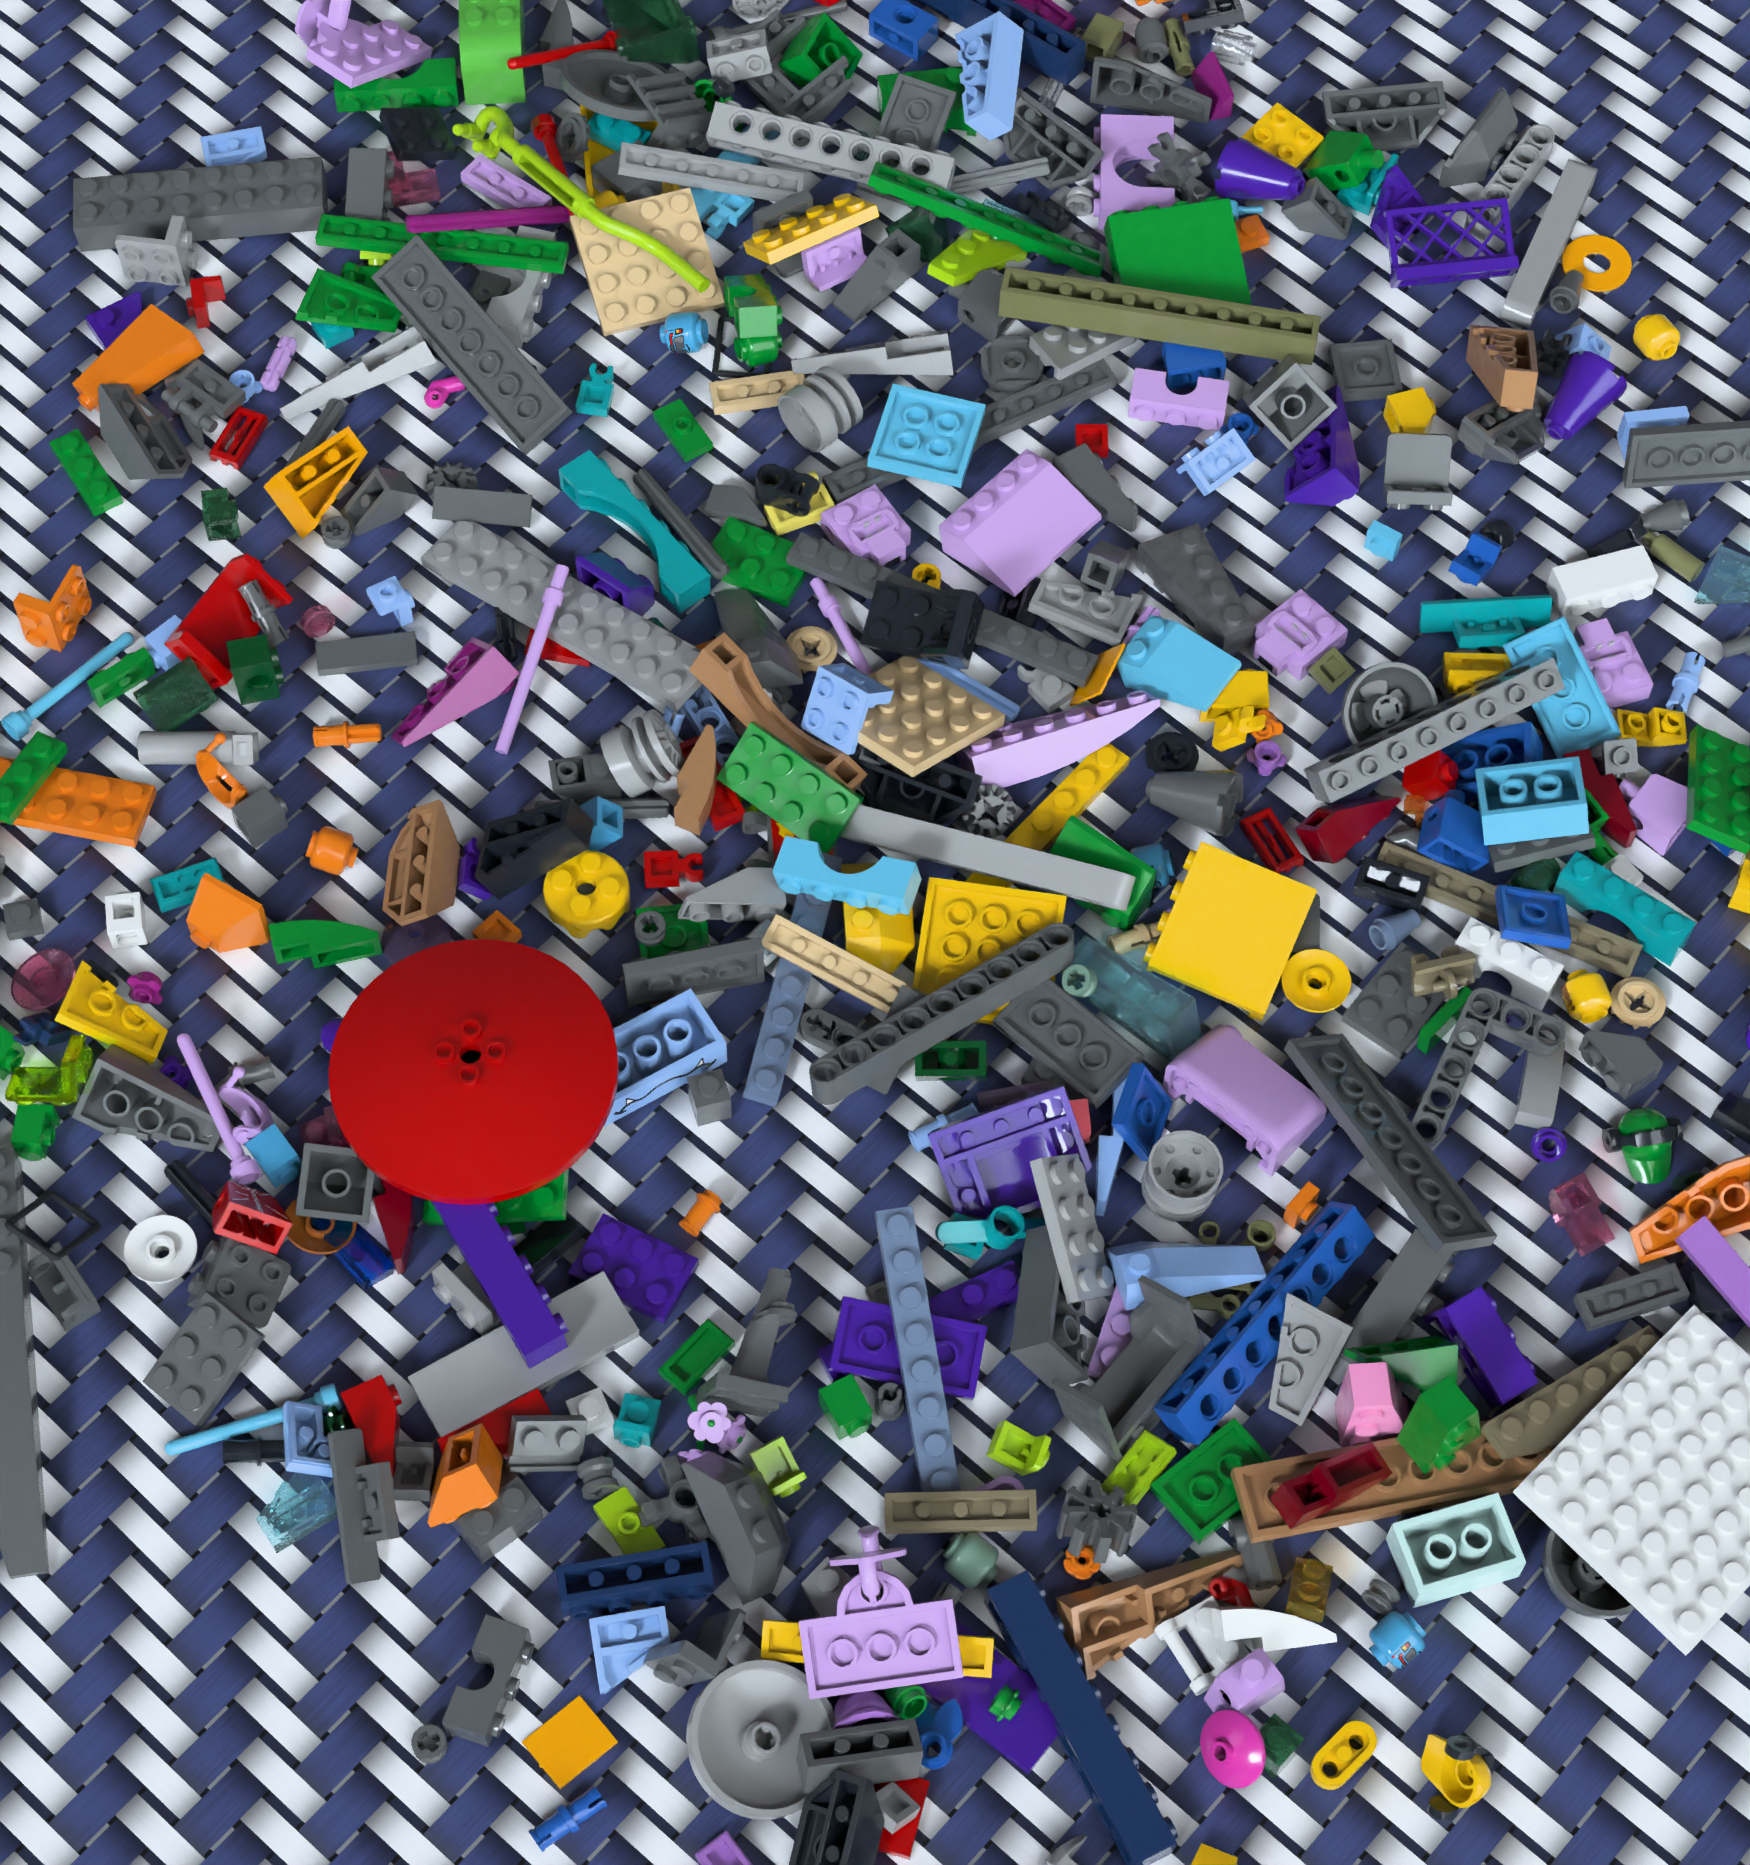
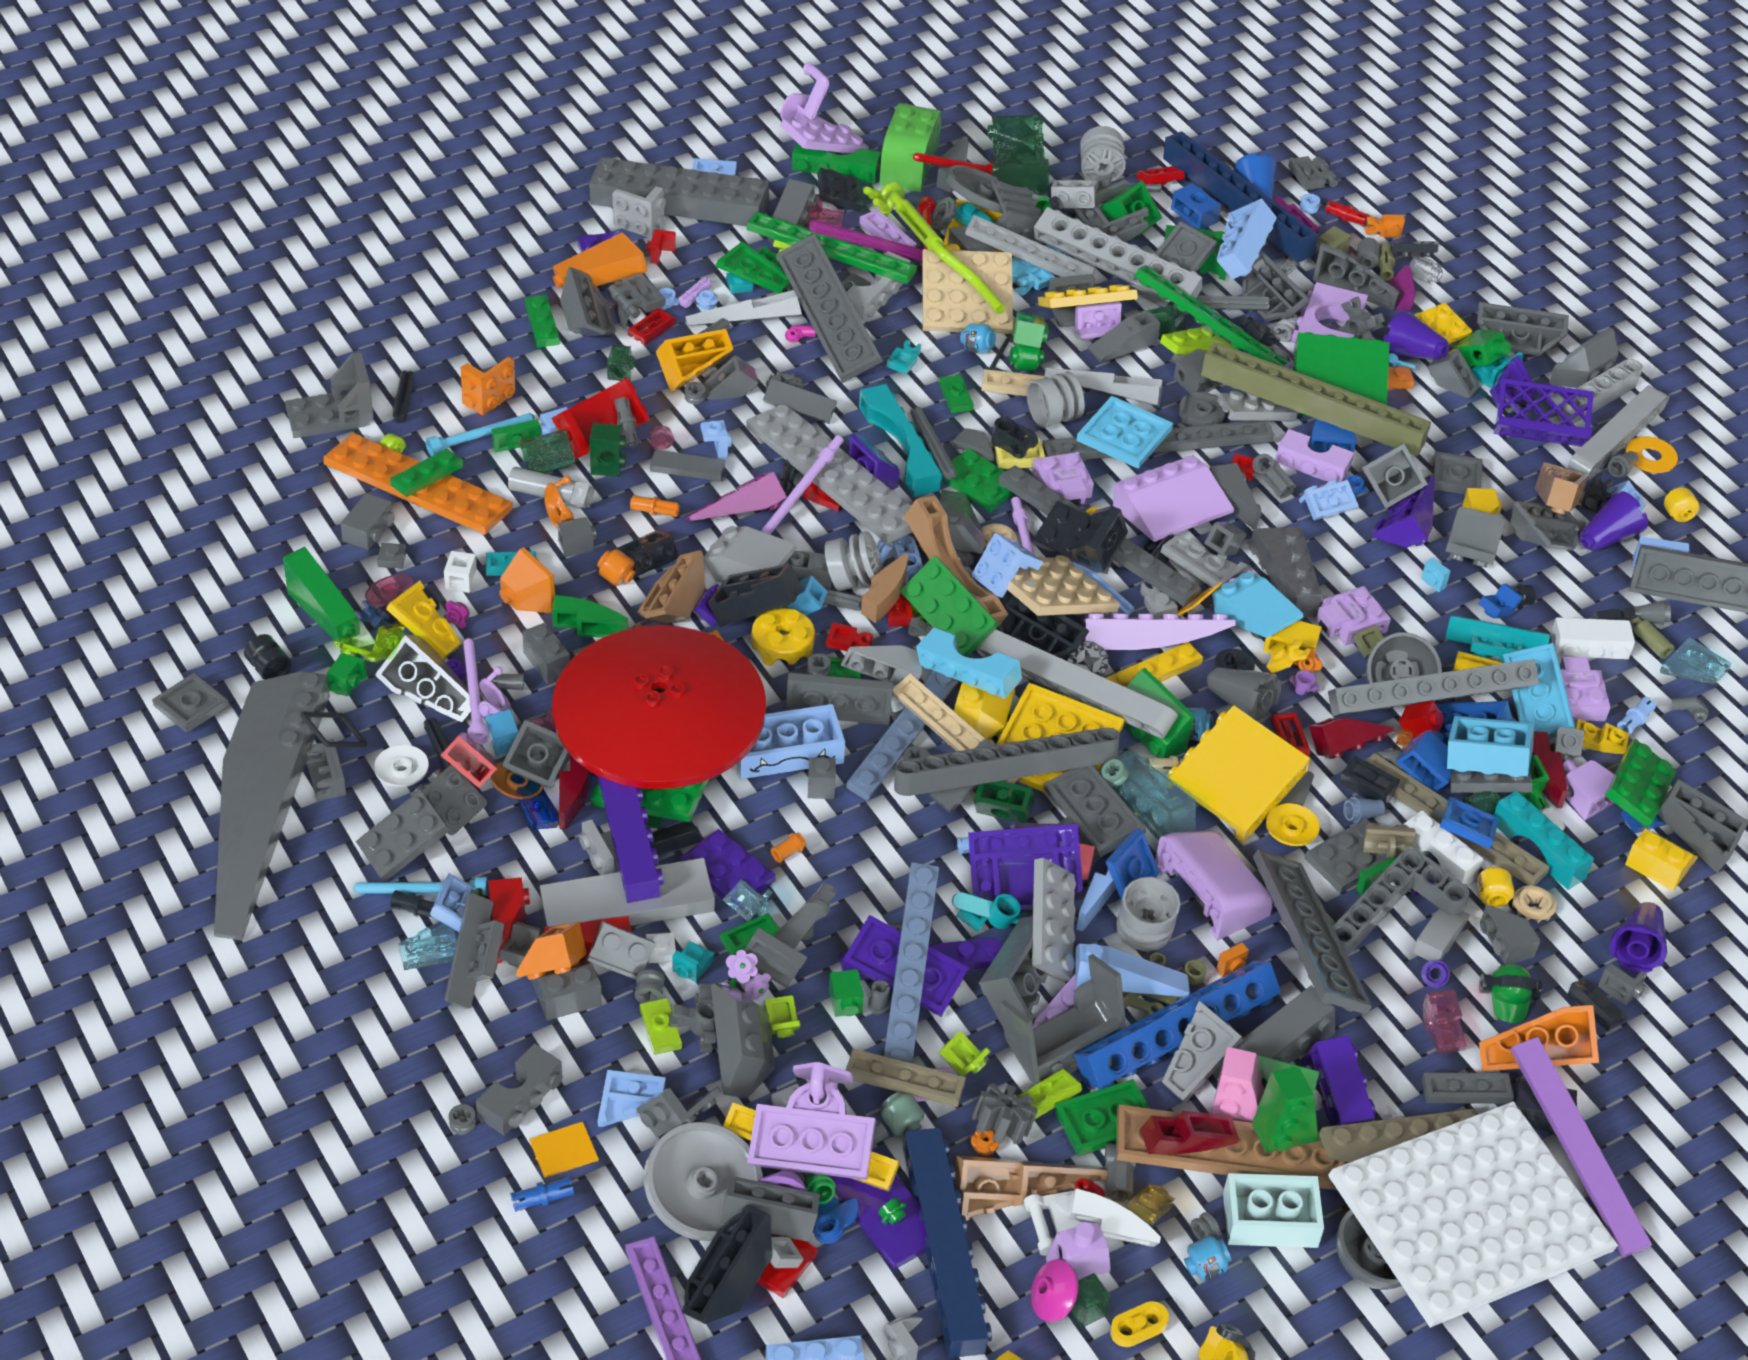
camera: 15 degrees right, 15 degrees down
(286, 1015) = (545, 652): none -> dark grey brick
(298, 377) = (707, 300): none -> light blue plate
(364, 809) = (650, 551): none -> black bracket
(500, 782) = (746, 550): none -> light grey slope
(635, 1580) = (650, 1054): dark blue brick -> none
(678, 1315) = (747, 900): none -> clear light blue bracket
(1138, 447) = (1274, 476): none -> dark grey piece

